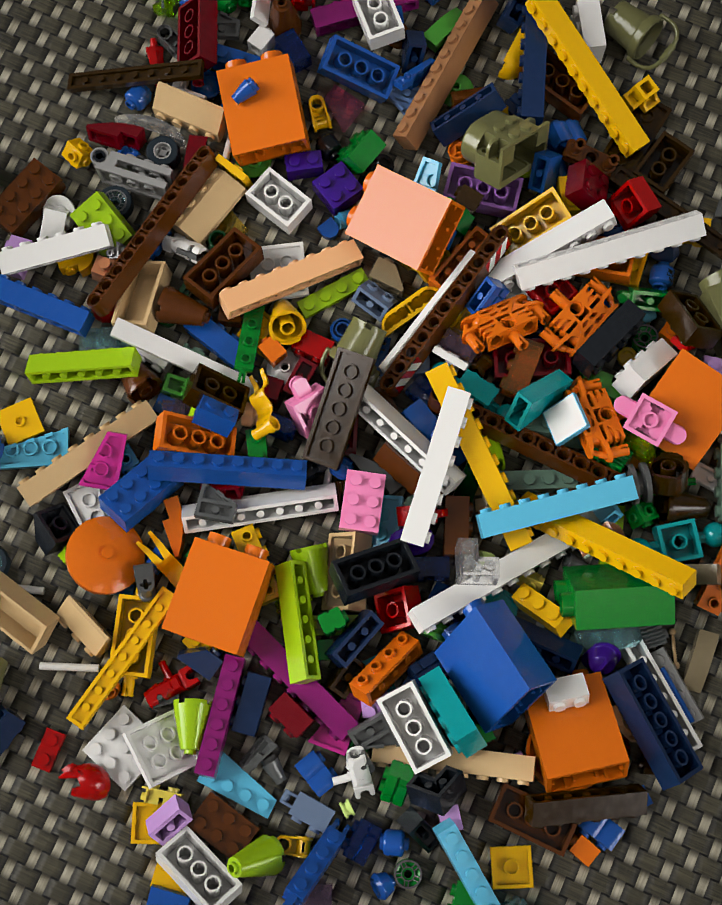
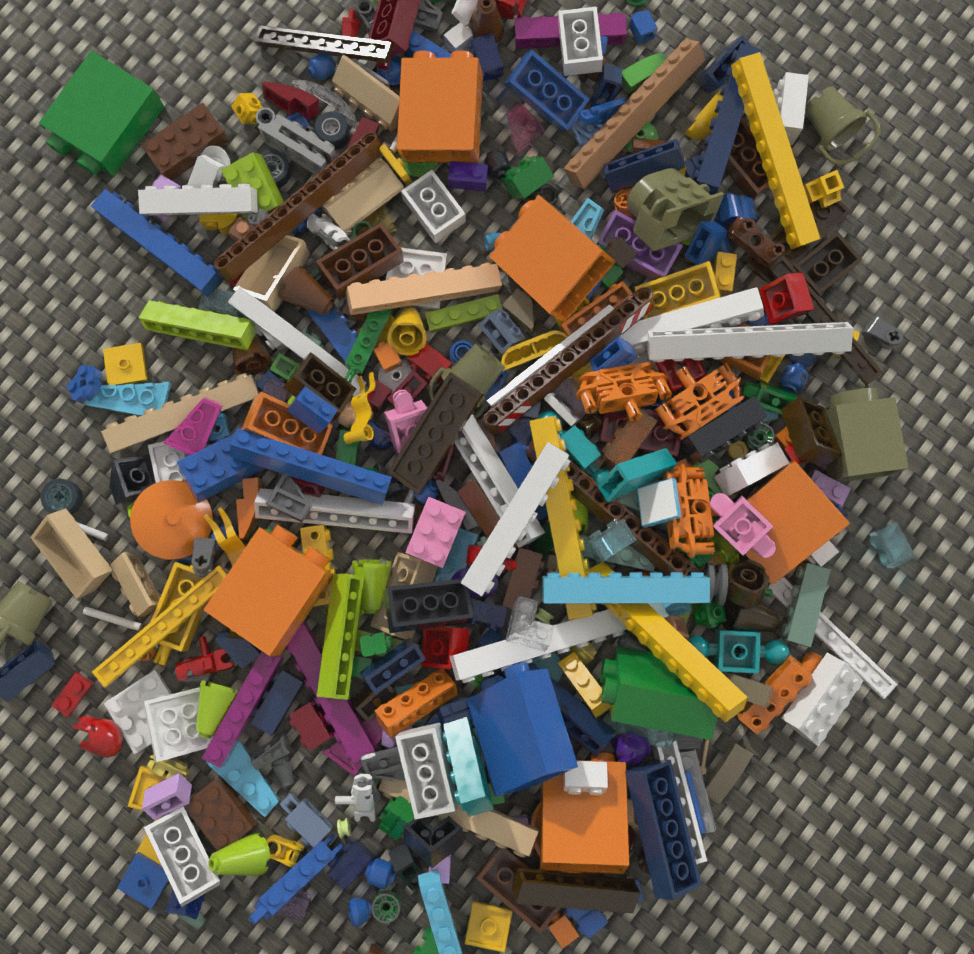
camera: 10 degrees right, 5 degrees up
(246, 90) = (426, 85): blue cone -> none
(316, 773) = (323, 785): blue brick -> none
(319, 116) = (496, 130): yellow piece -> none
(328, 229) = (476, 247): blue tile -> none
(338, 188) = (495, 208): dark purple brick -> none
(526, 471) = (610, 541): none -> clear light blue brick
(585, 184) = (743, 267): dark red brick -> none

